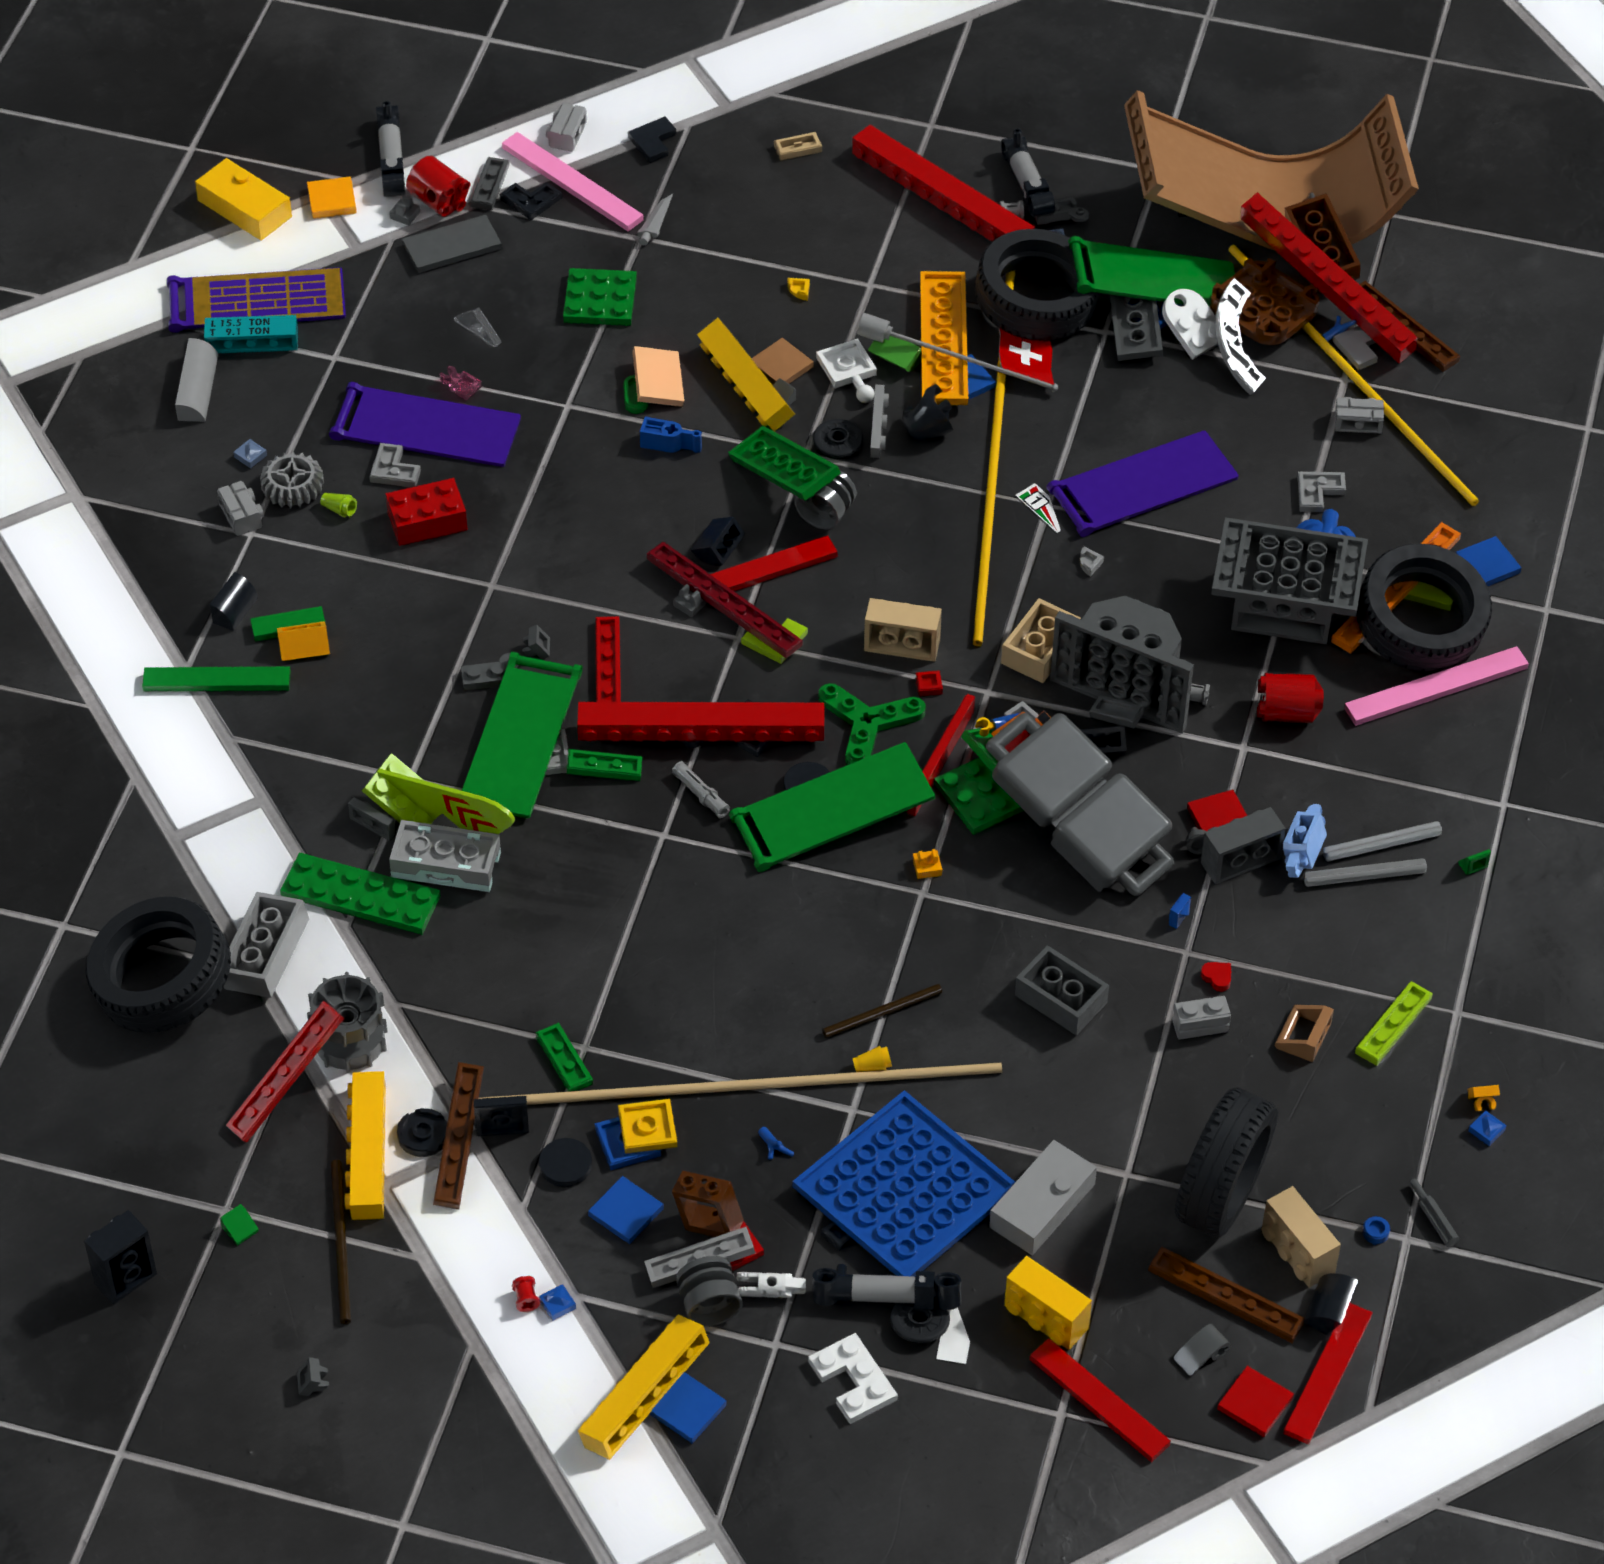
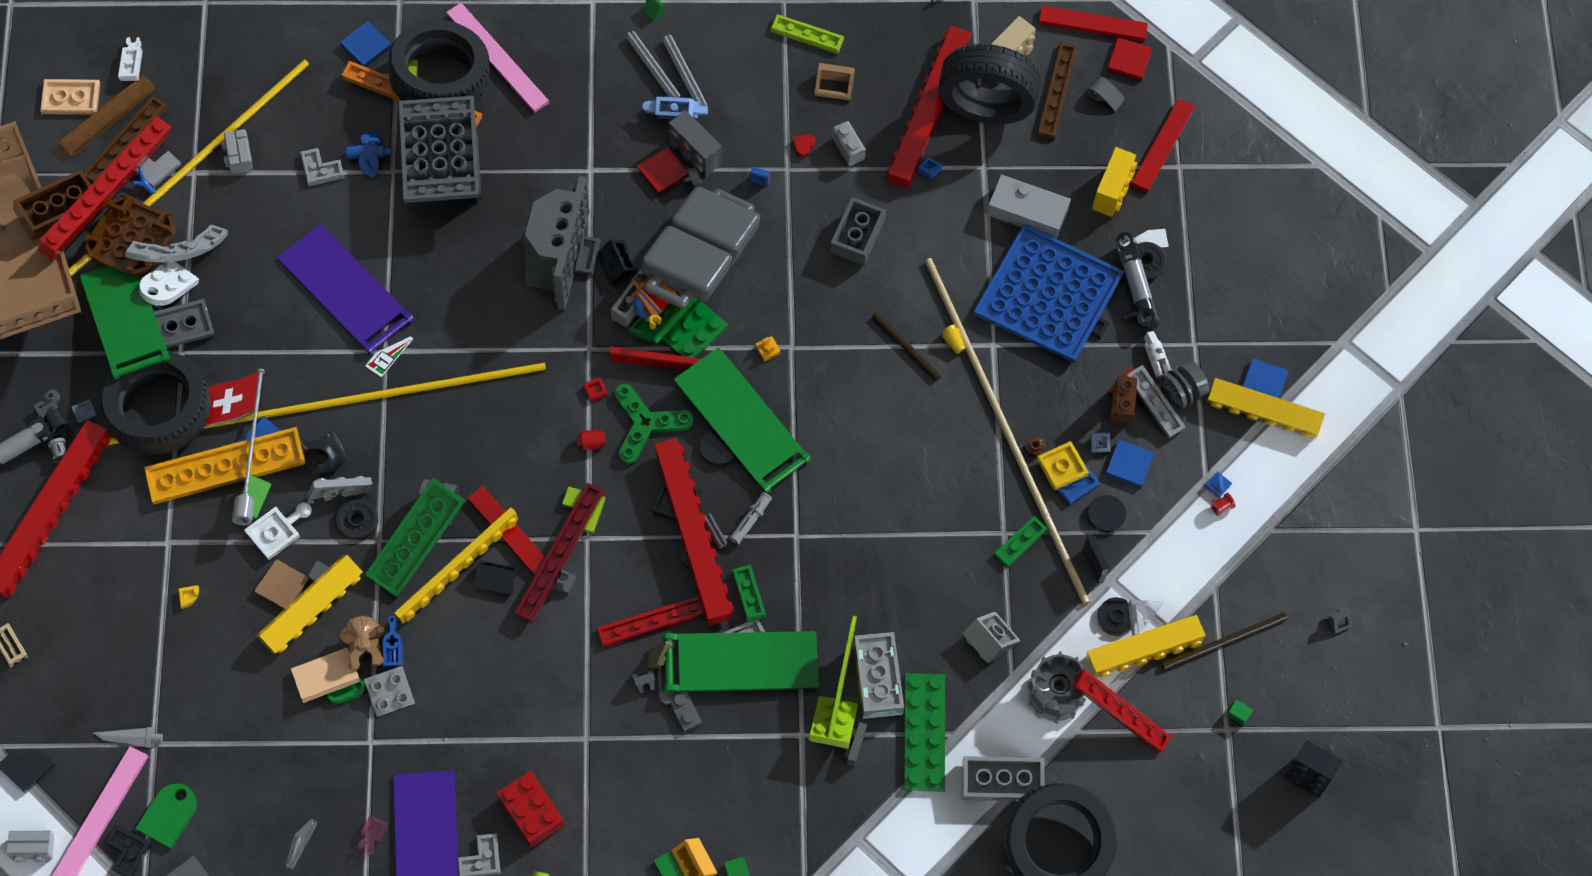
camera: 110 degrees left, 15 degrees up
(413, 1154) = (1141, 613): none -> clear tile
(449, 987) = (990, 637): none -> light grey slope
(458, 1136) = (1114, 588): reddish brown tile -> none
(554, 234) = (167, 815): none -> green tile
(557, 656) = (657, 654): none -> olive tile
(600, 296) = (237, 753): green plate -> none
(618, 425) = (389, 691): none -> light grey hinge
(665, 1181) = (1100, 442): none -> sand blue tile
(686, 404) = (362, 635): none -> medium nougat piece
(689, 1115) = (1035, 450): none -> reddish brown plate
(698, 752) = (715, 532): none -> dark grey axle
(744, 506) = (461, 561): none -> yellow plate
(773, 1143) = (1042, 385): blue bar -> none
(860, 661) = (591, 439): none -> red brick
(872, 1386) = (1189, 293): white plate -> none
(902, 629) = (558, 412): tan brick -> none
(1031, 642) = (538, 316): tan brick -> none
(1090, 561) = (438, 308): light grey tile -> none
(1140, 1103) = (929, 168): none -> blue tile
(1195, 1102) = (924, 114): none -> red brick
(1289, 697) = (548, 141): red cylinder -> none
(1330, 1302) = (1048, 25): black brick -> none
(1376, 1230) = (976, 16): blue tile -> none
(1443, 315) = (106, 116): none -> clear orange tile
(1478, 288) = (70, 97): none -> light nougat tile
(1514, 343) = (130, 61): none -> white plate

